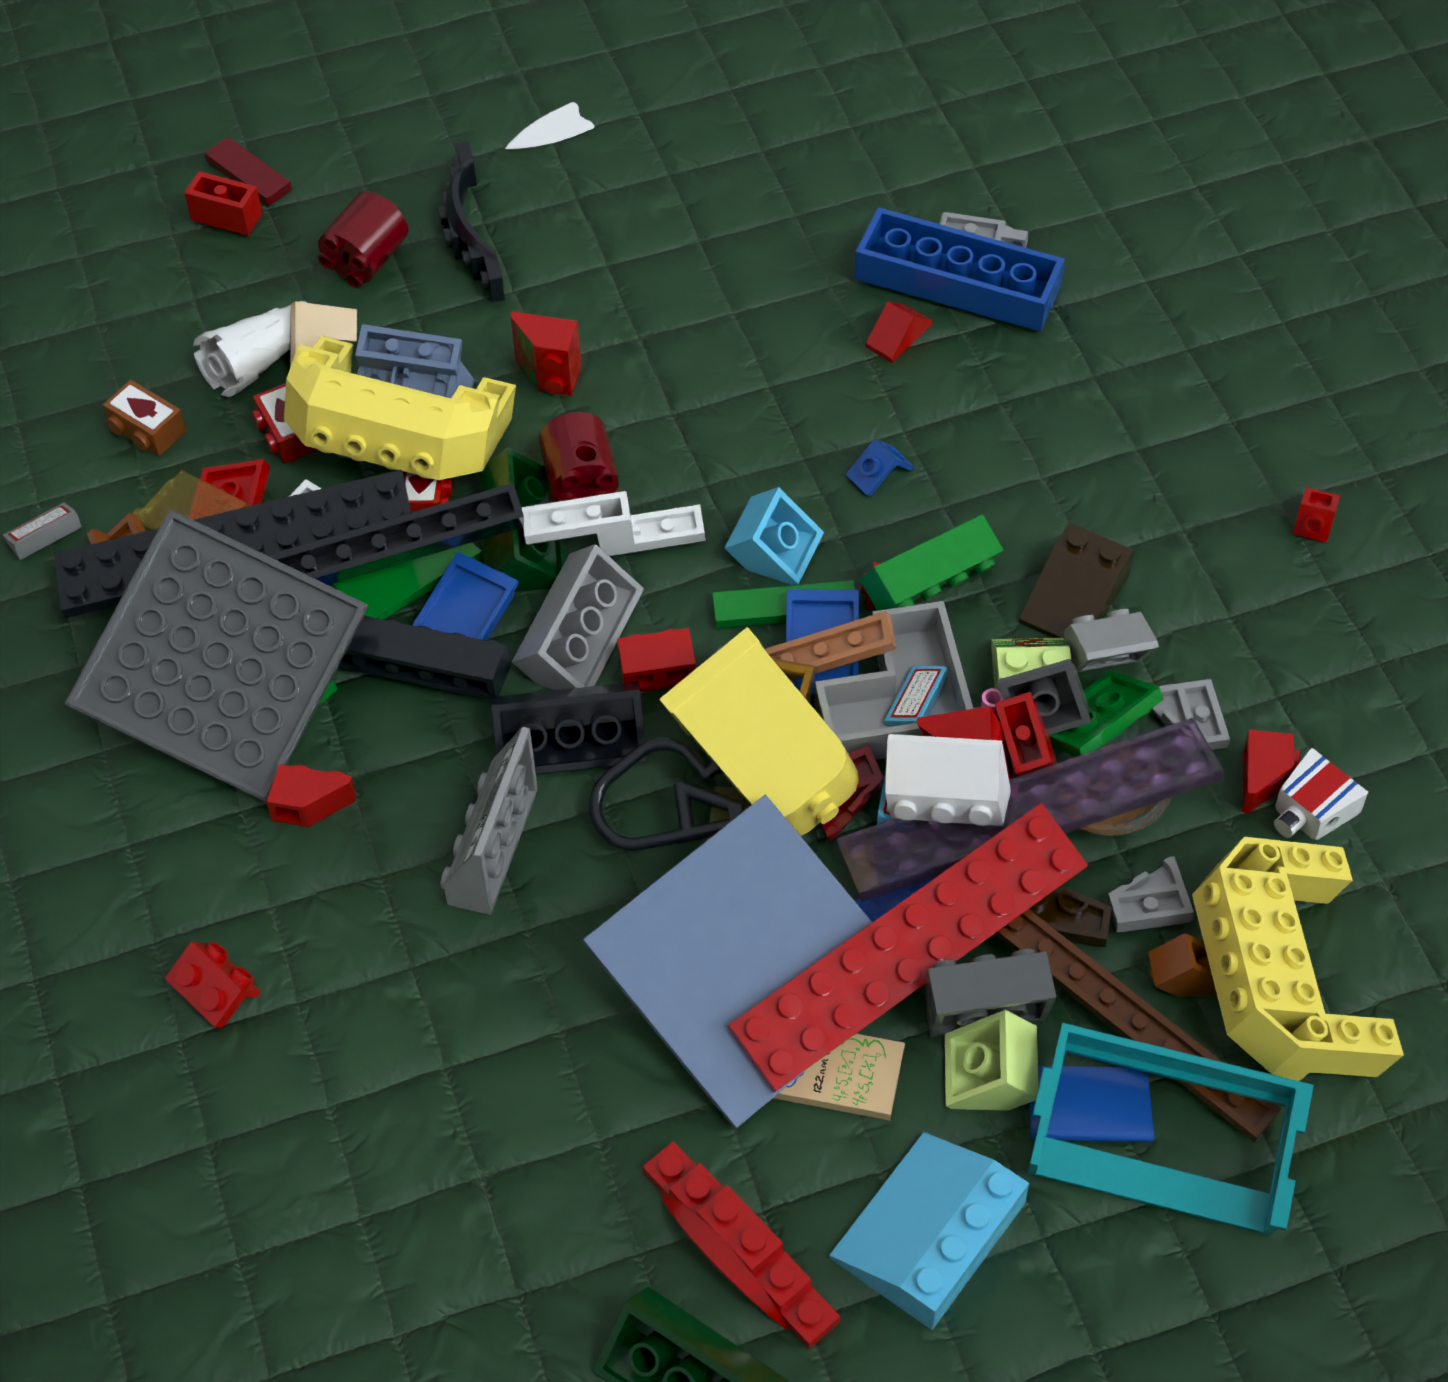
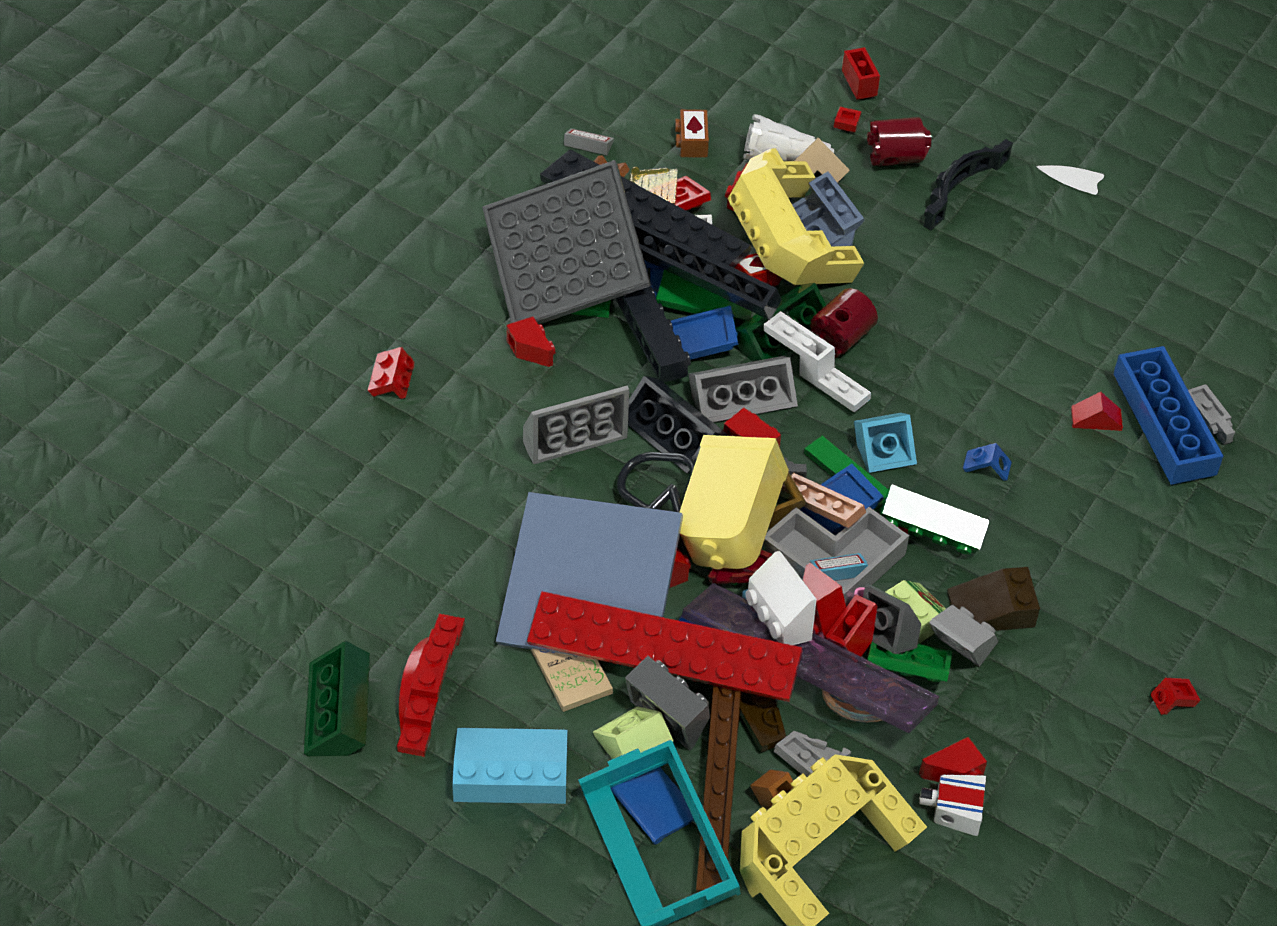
camera: 50 degrees right, 5 degrees down
(246, 168) = (899, 72): dark red tile -> none
(273, 262) = (847, 119): none -> red plate
(547, 351) = (904, 266): red slope -> none
(1194, 701) = (960, 707): light grey wing -> none

